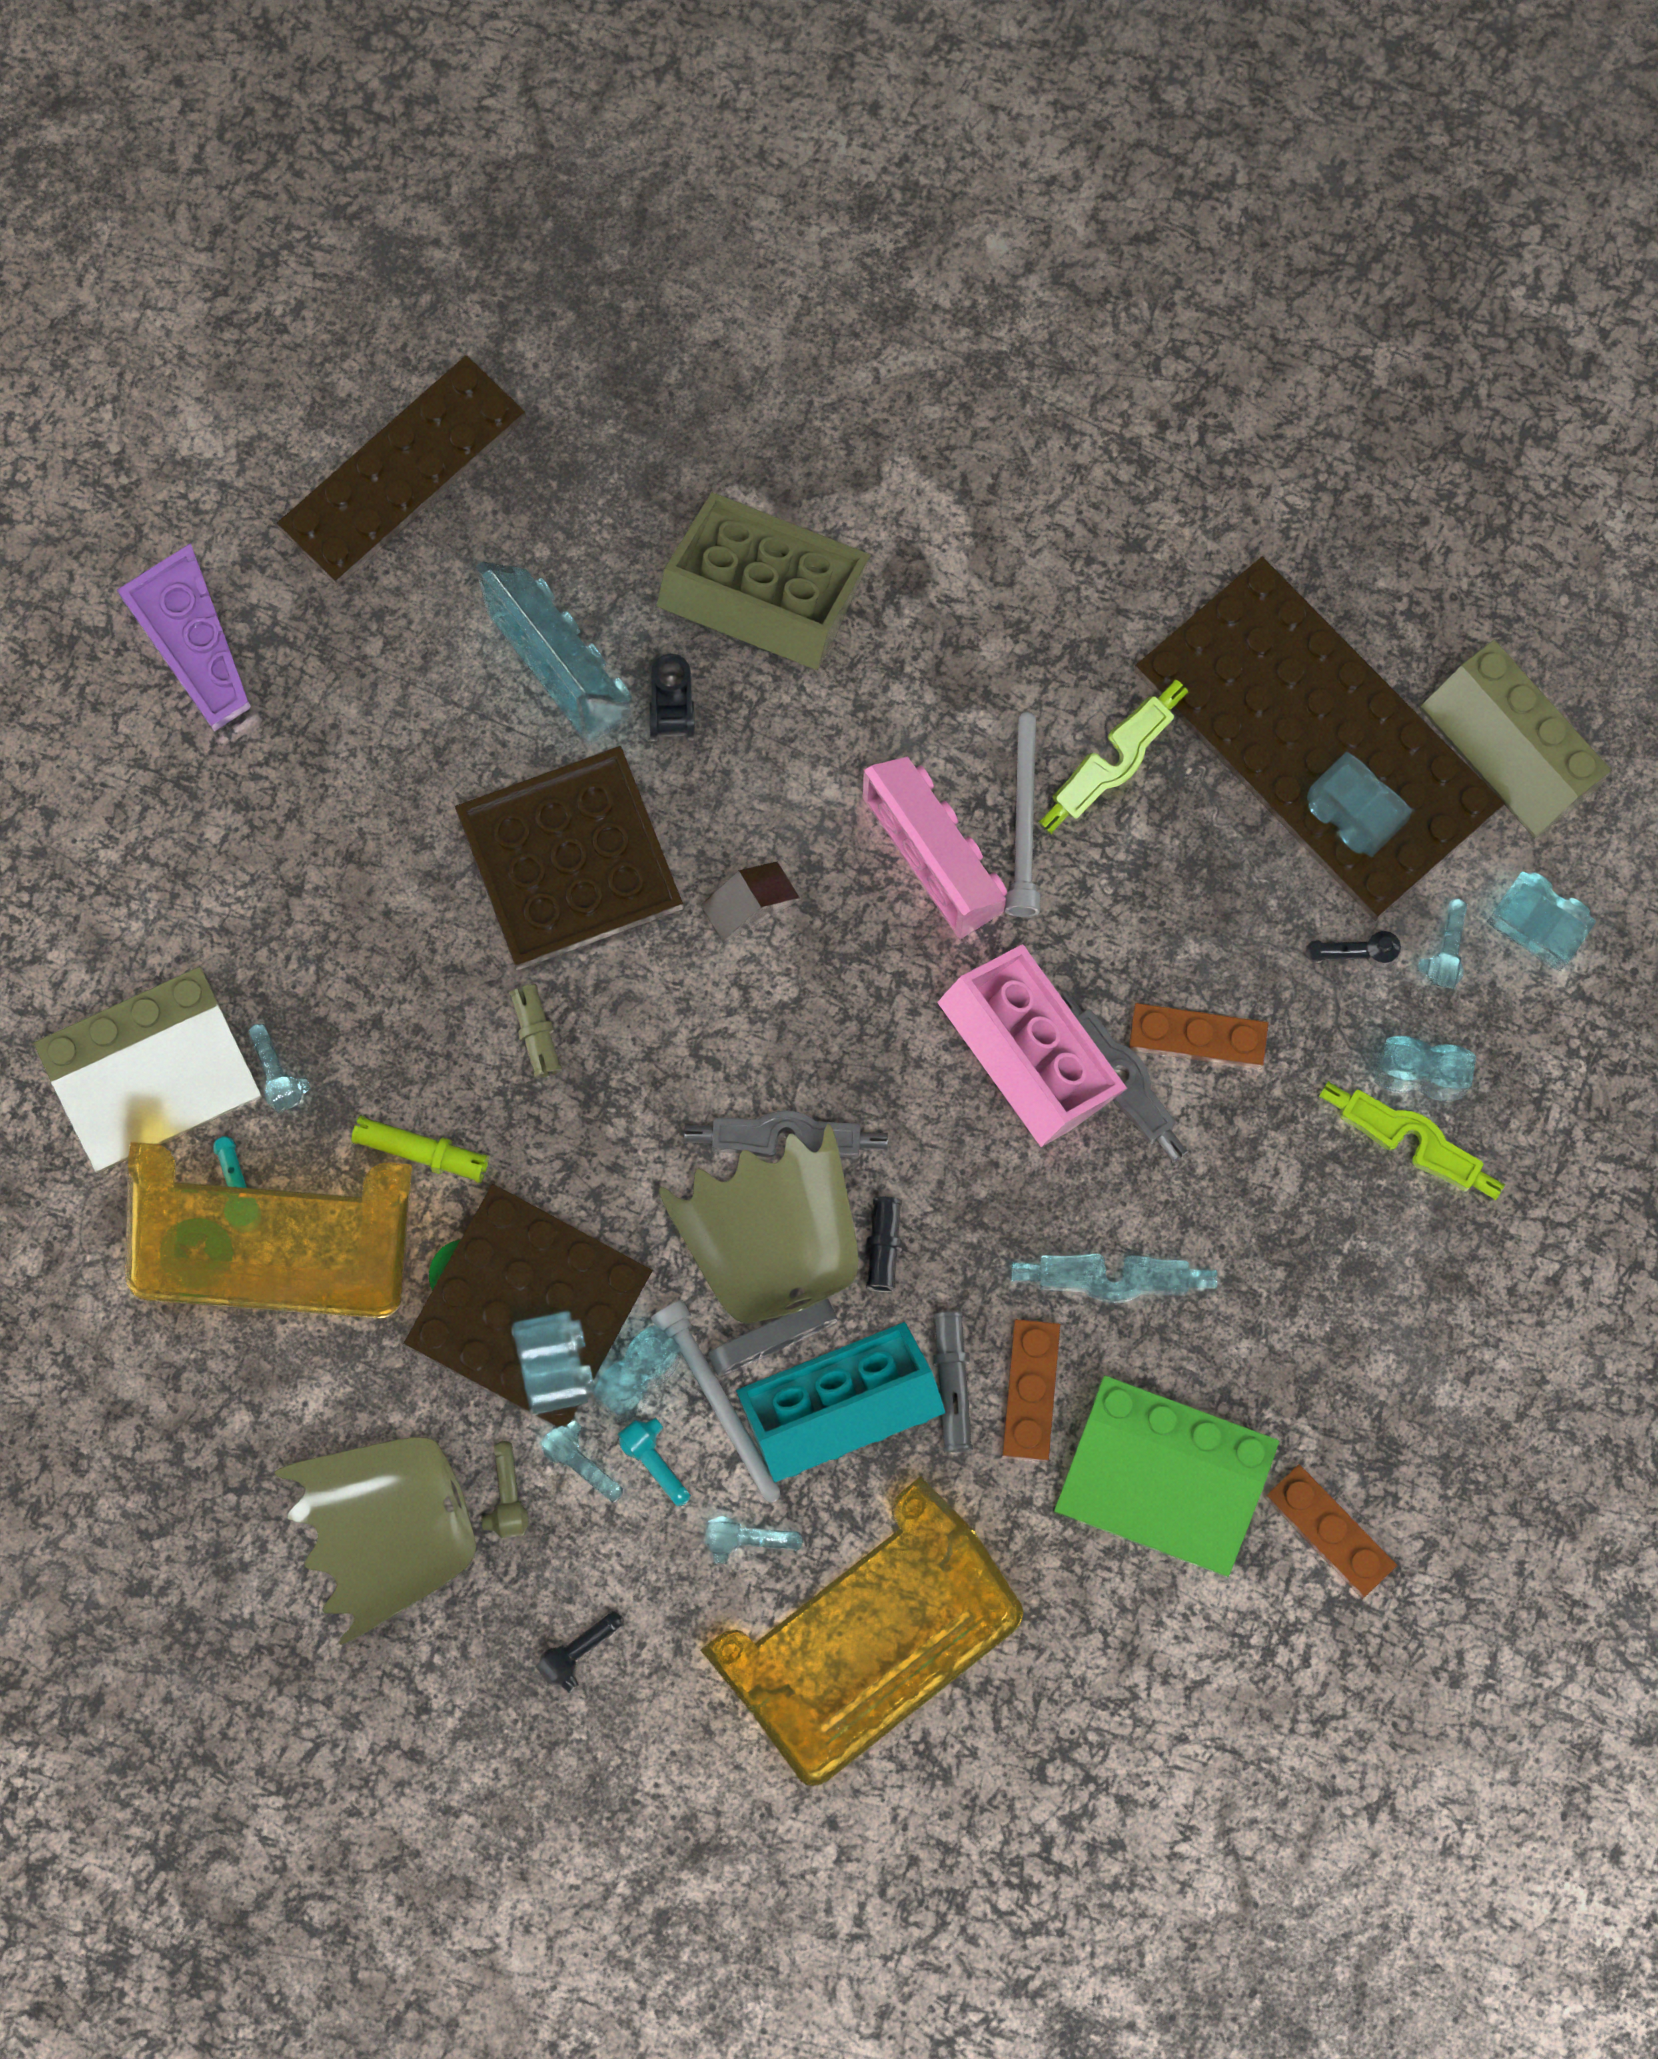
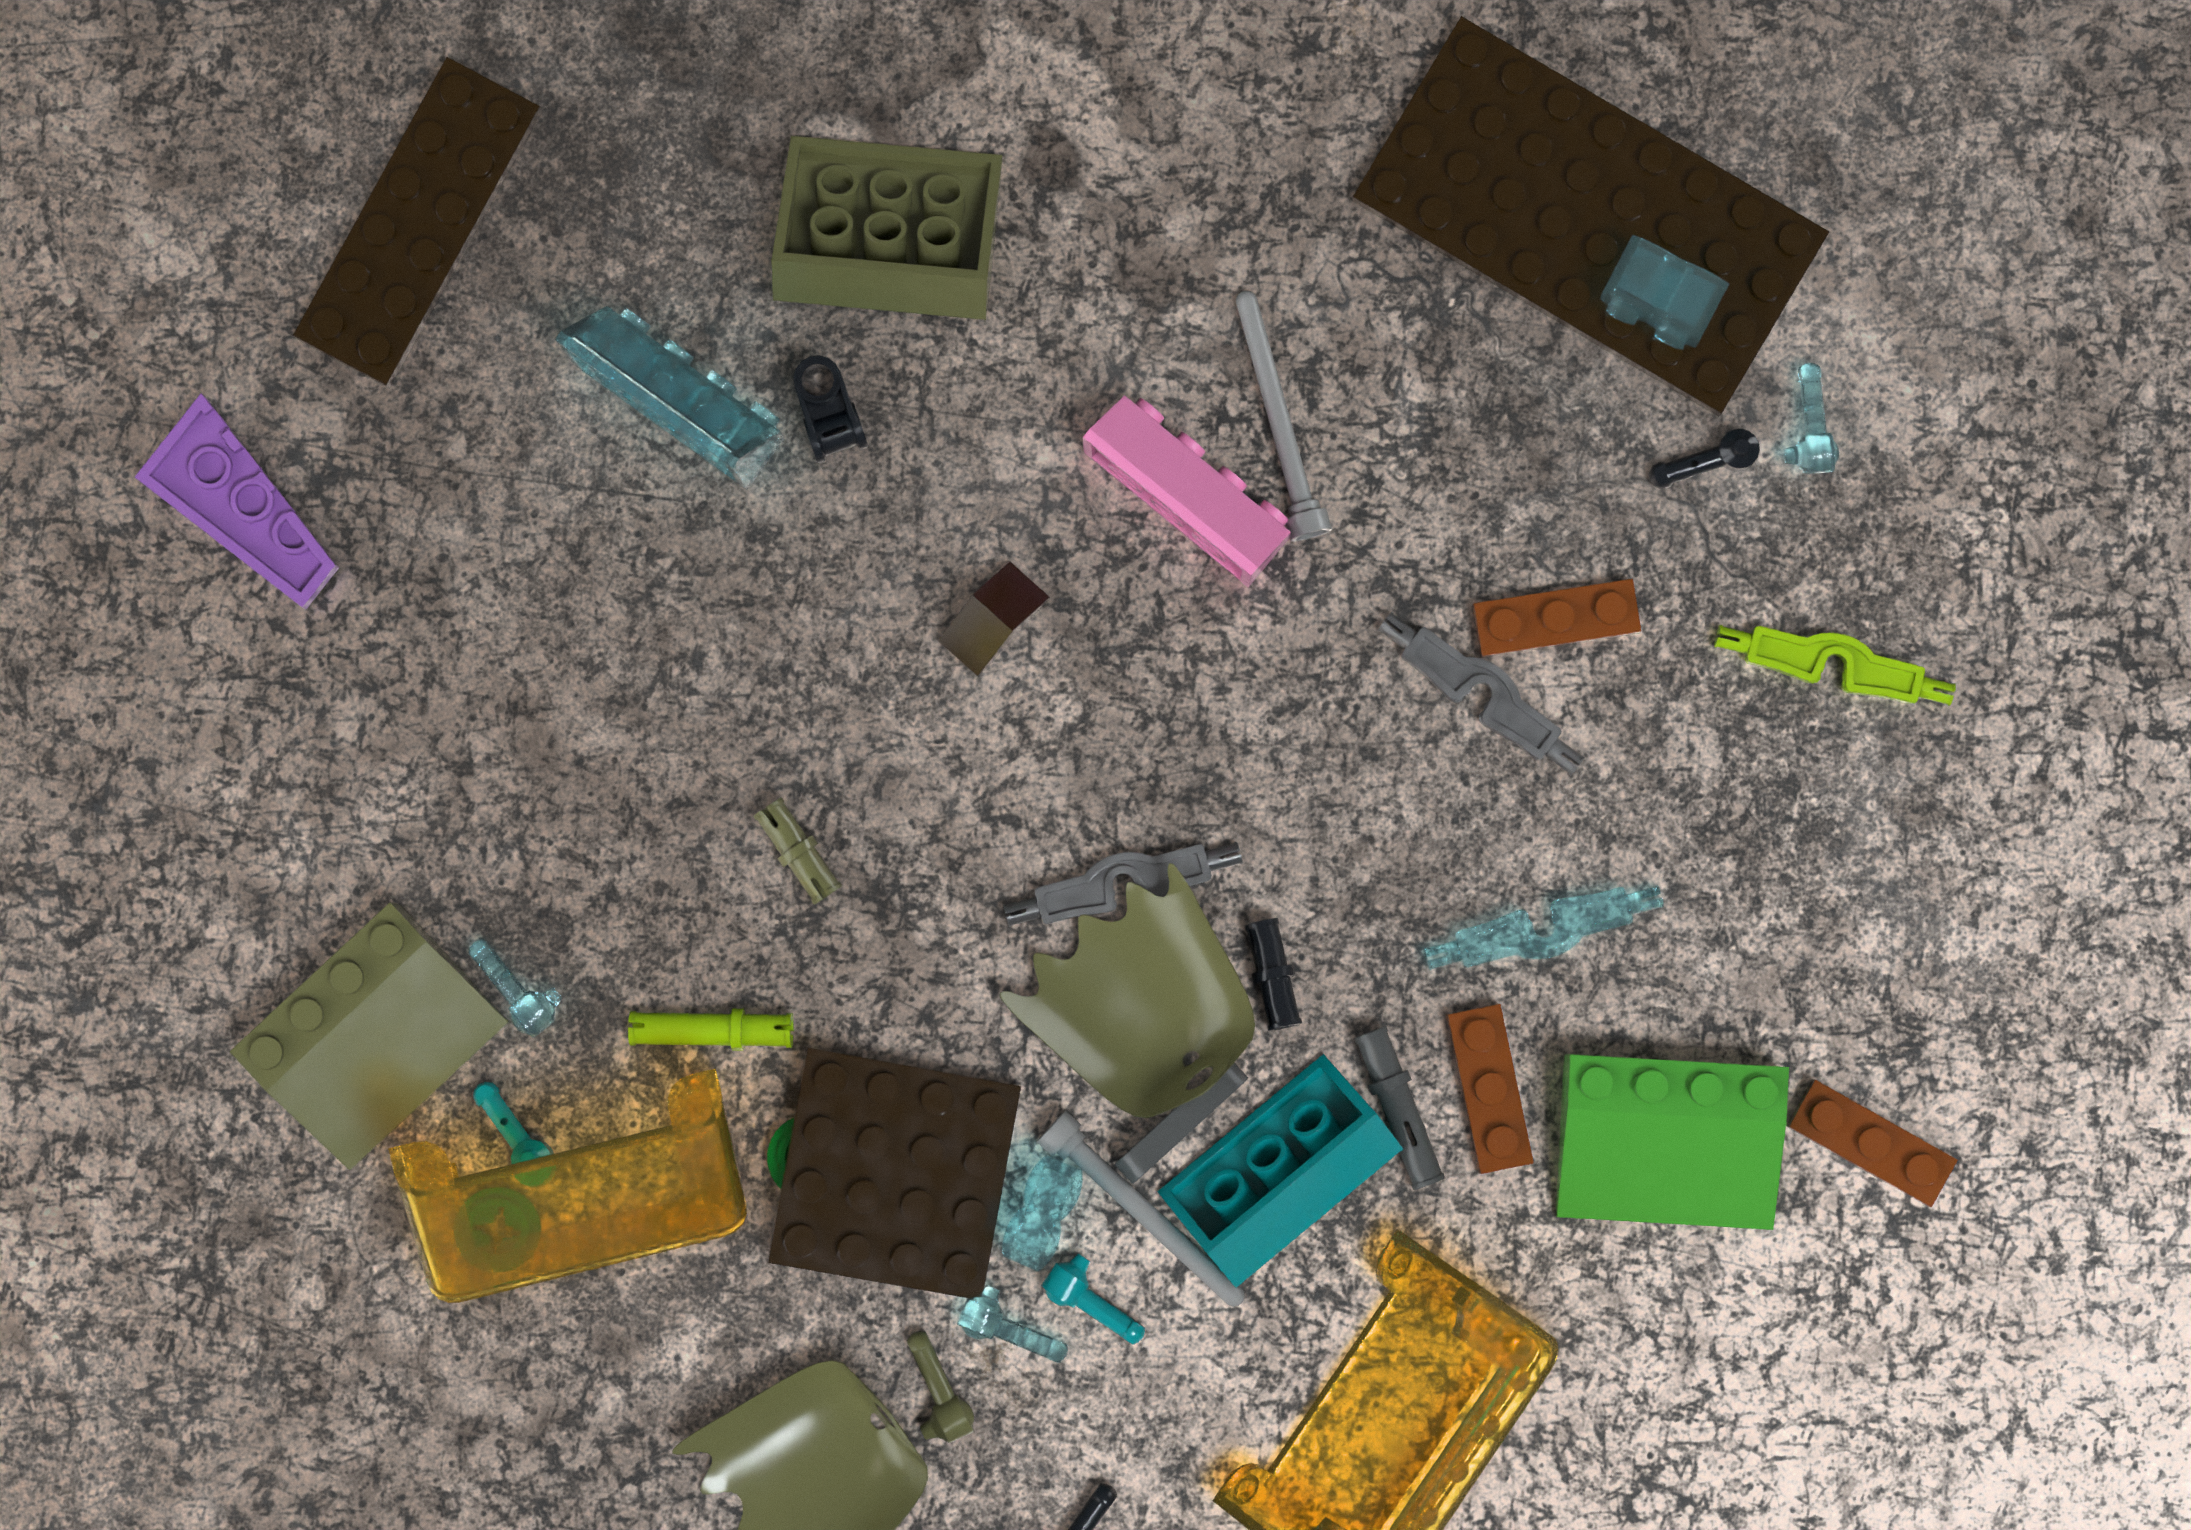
camera: 10 degrees left, 10 degrees up
(552, 1363) = (944, 1236): clear light blue brick -> none
(569, 857) = (768, 633): dark brown plate -> none
(726, 1535) = (1199, 1361): clear light blue piece -> none
(1031, 1044) = (1371, 691): bright pink slope -> none
(1130, 741) = (1375, 291): lime piece -> none
(1436, 1071) = (1842, 580): clear light blue brick -> none
(1515, 739) = (1820, 151): olive slope -> none
(1542, 920) = (1911, 360): clear light blue brick -> none

